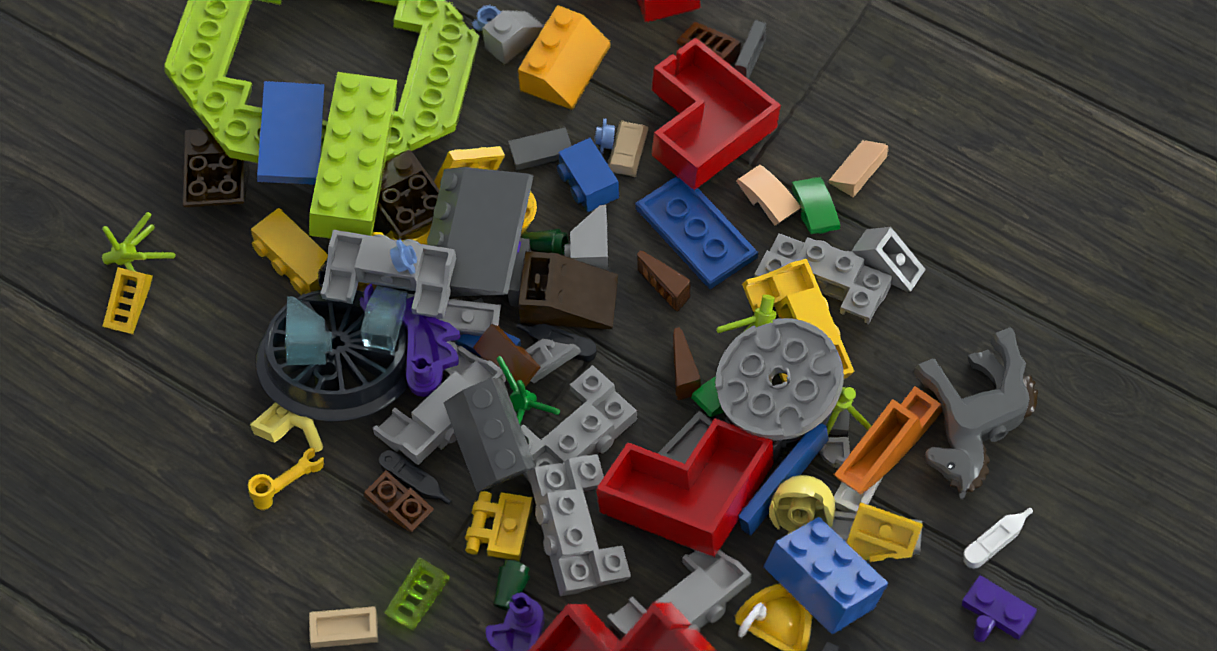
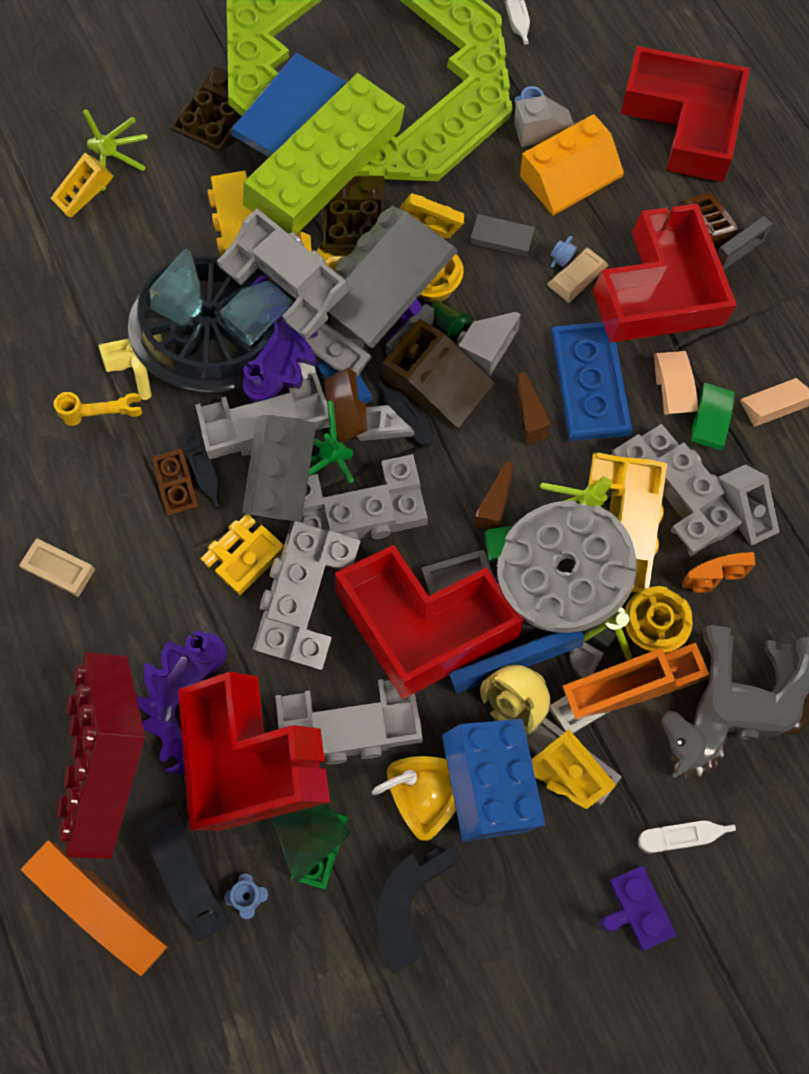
camera: 30 degrees right, 10 degrees up
(403, 257) = (293, 264): medium blue plate -> none
(414, 577) = (153, 577): clear neon green slope -> none
(511, 580) = (215, 613): dark green cone -> none
(588, 175) = (526, 279): blue brick -> none
(875, 384) = (658, 619): none -> yellow cone
(892, 329) = (710, 573): none -> orange slope

